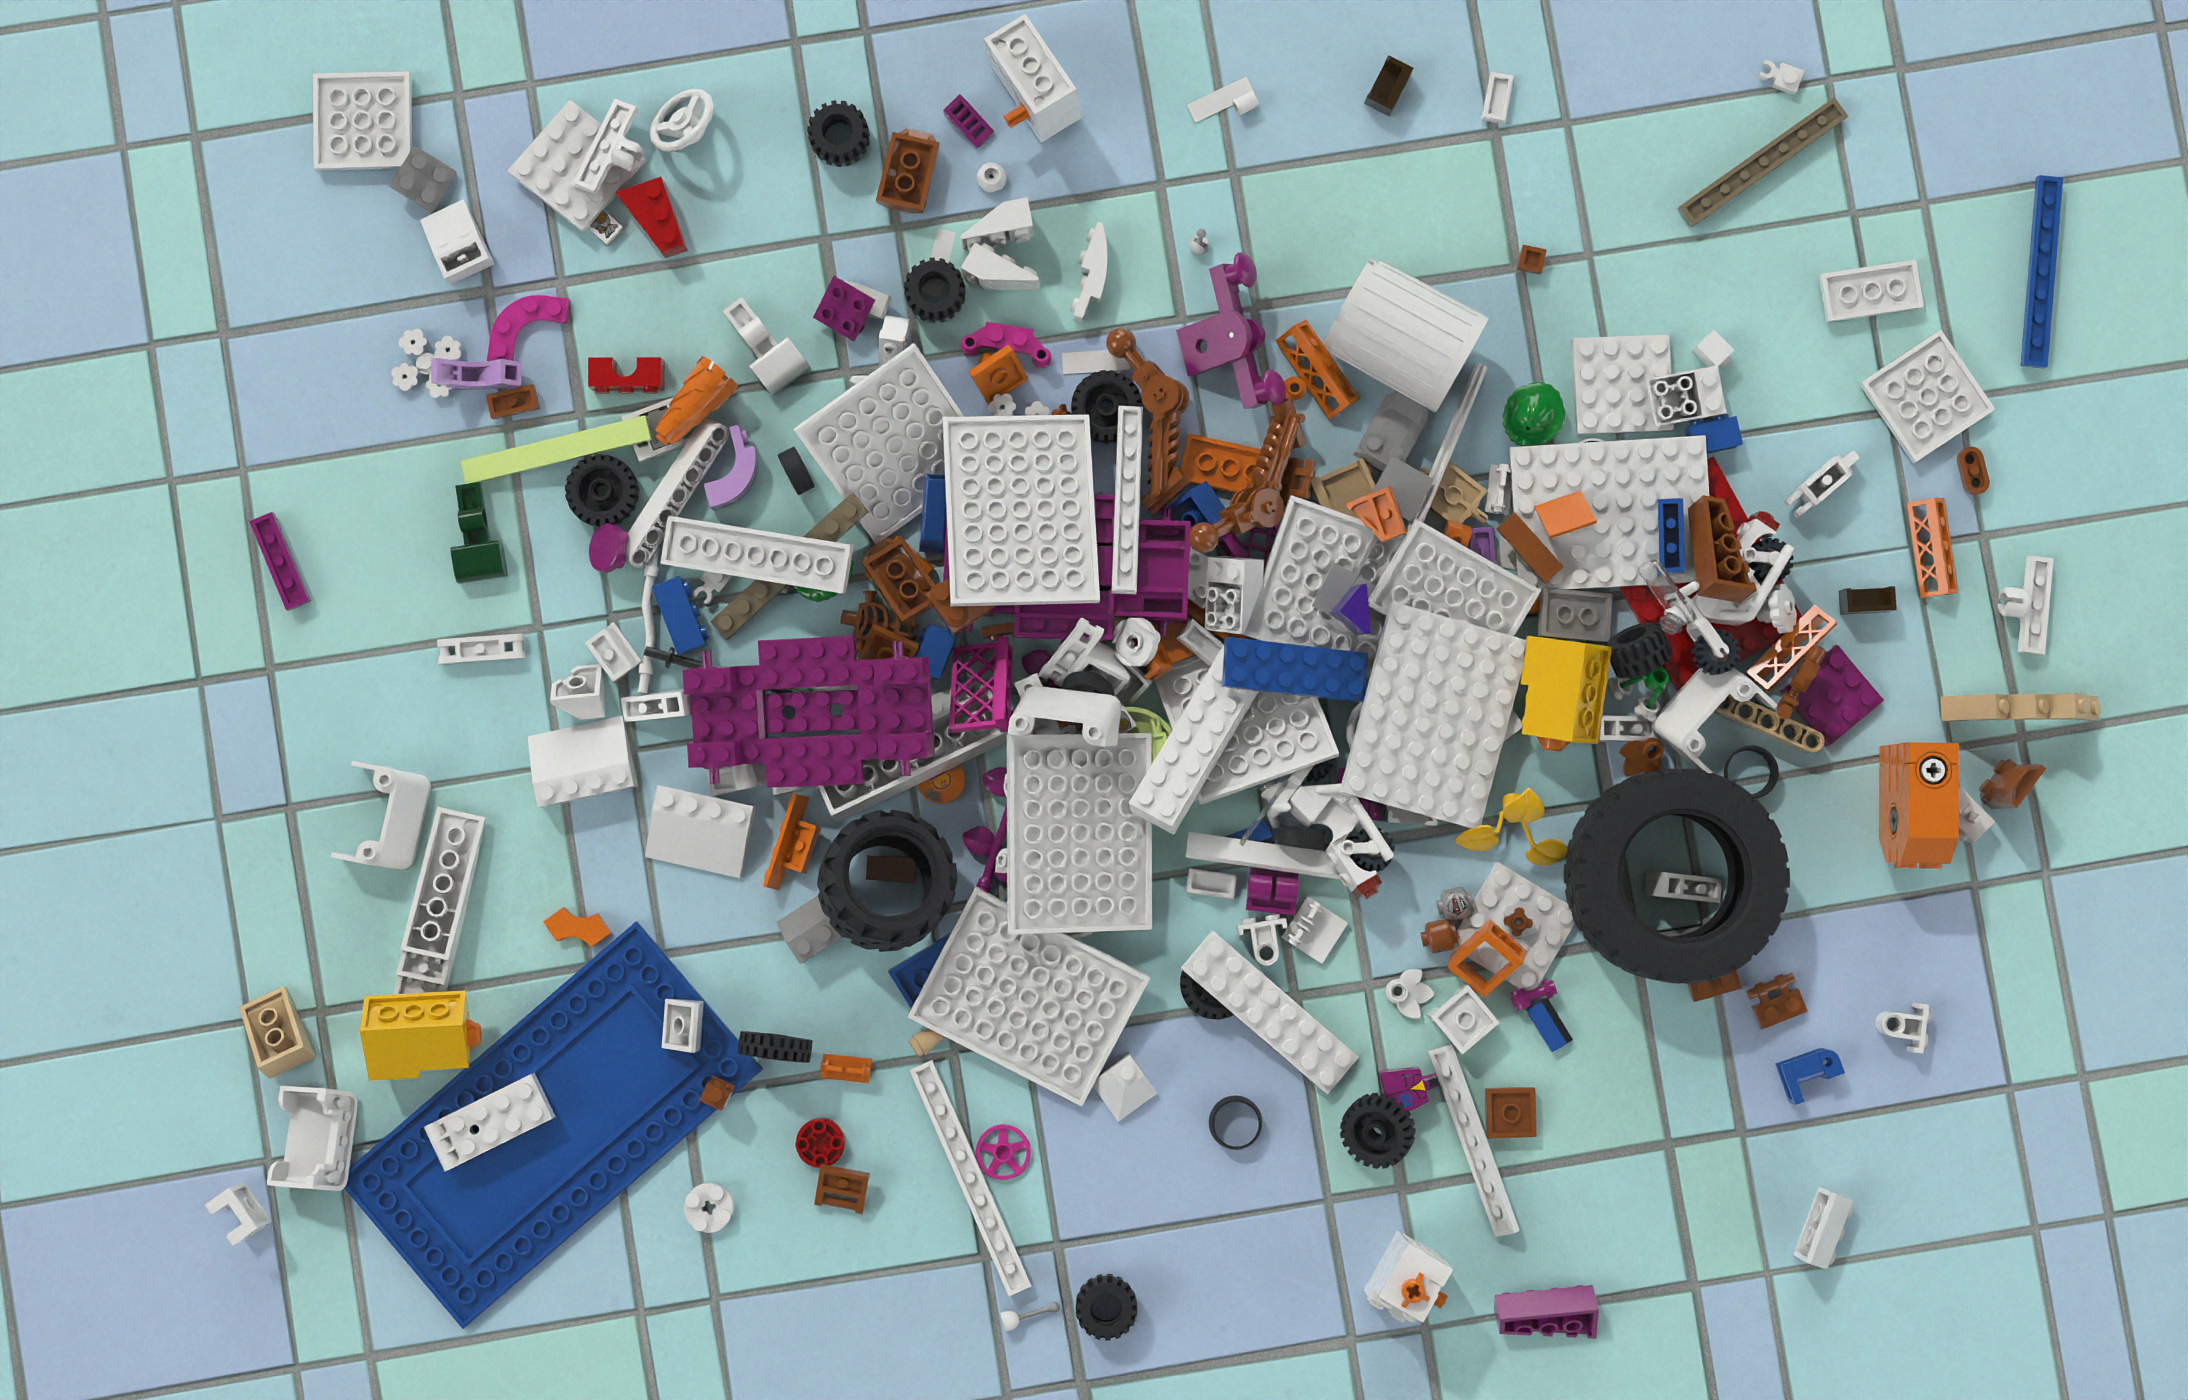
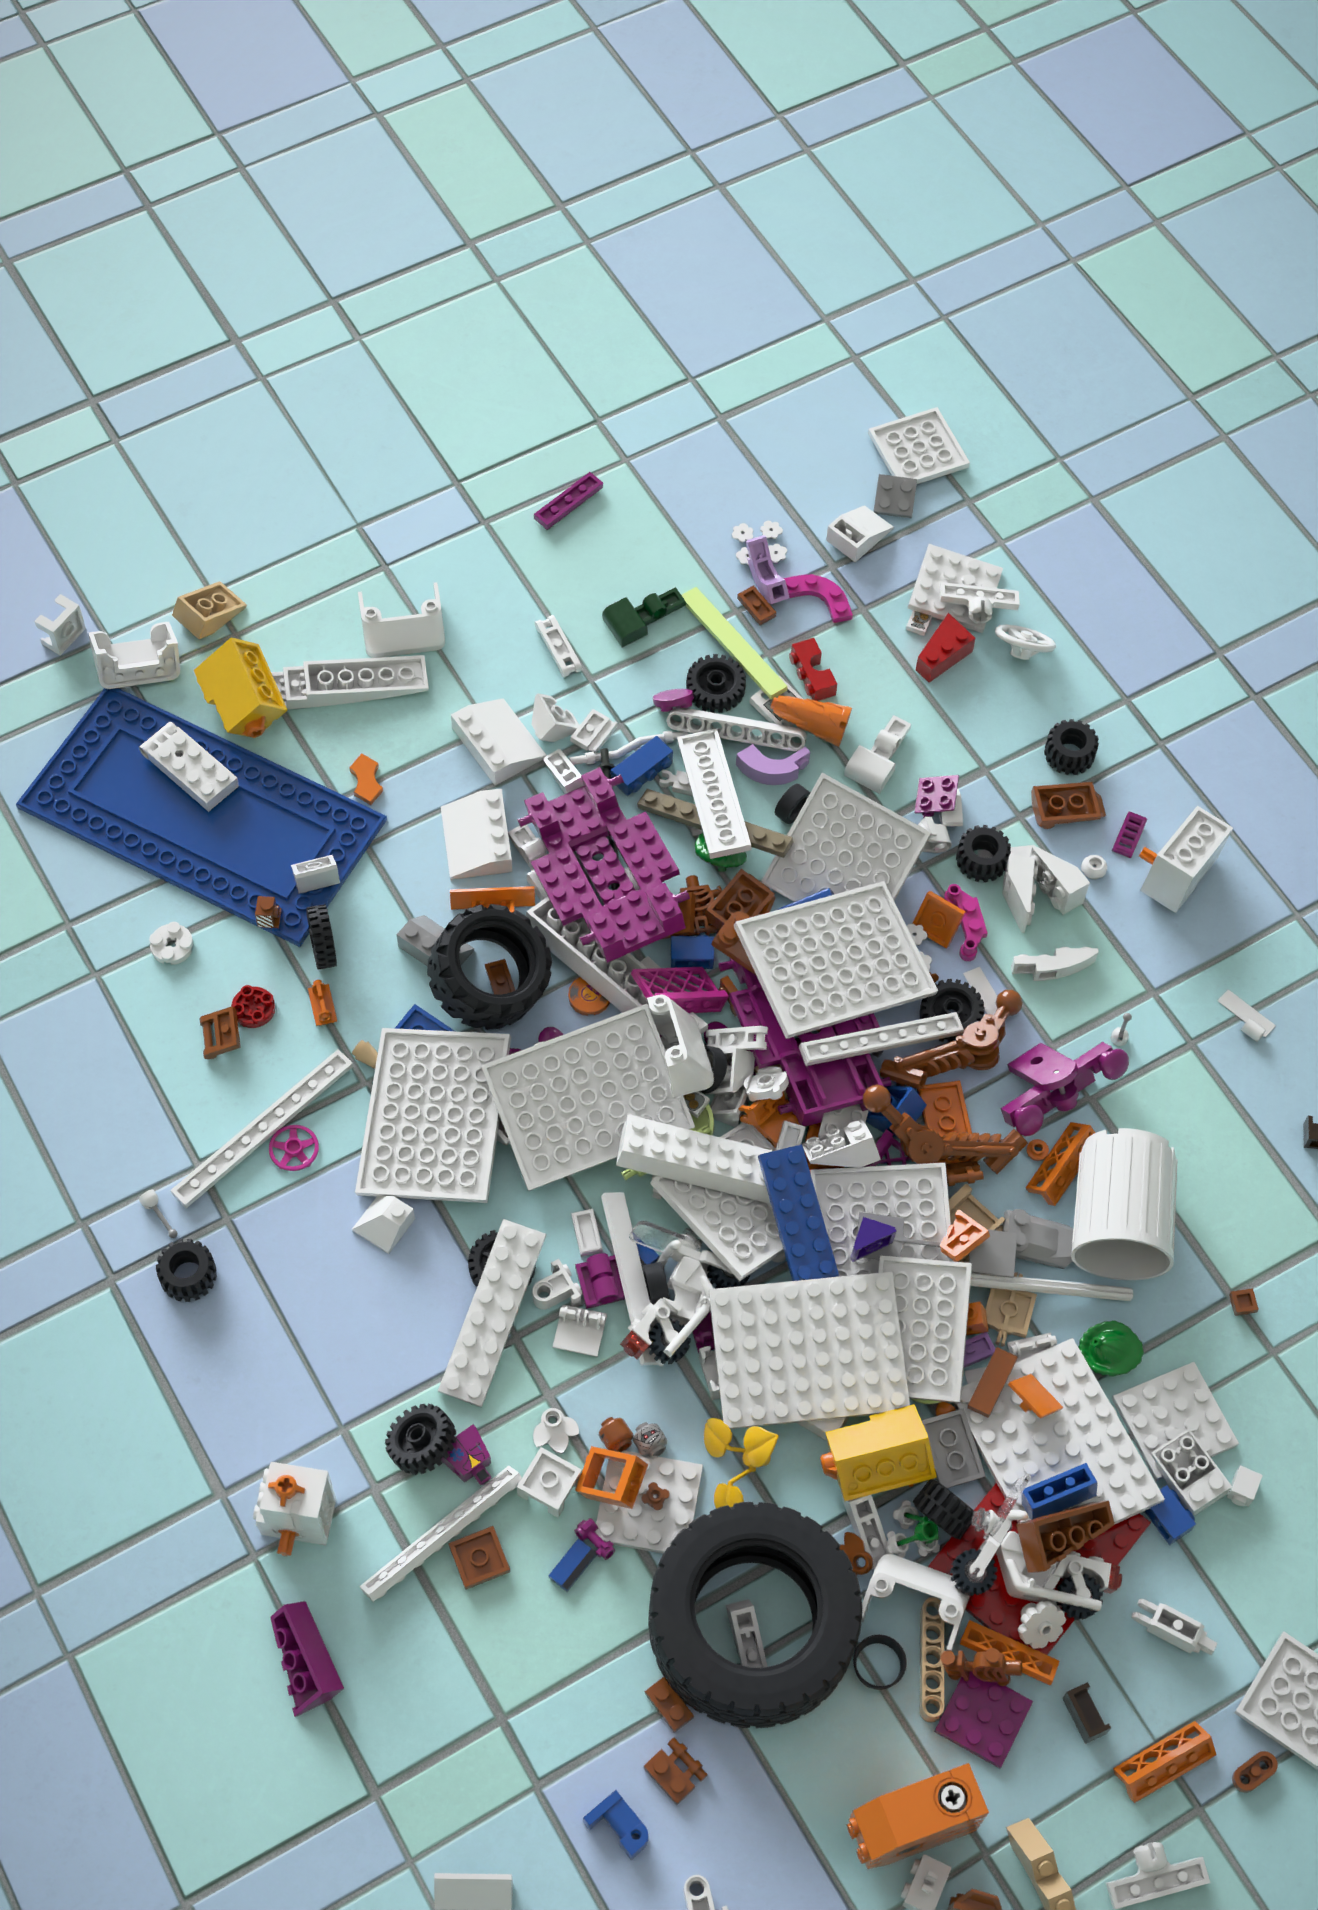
camera: 70 degrees right, 25 degrees down
(1219, 1105) = (388, 1344): black tyre -> none

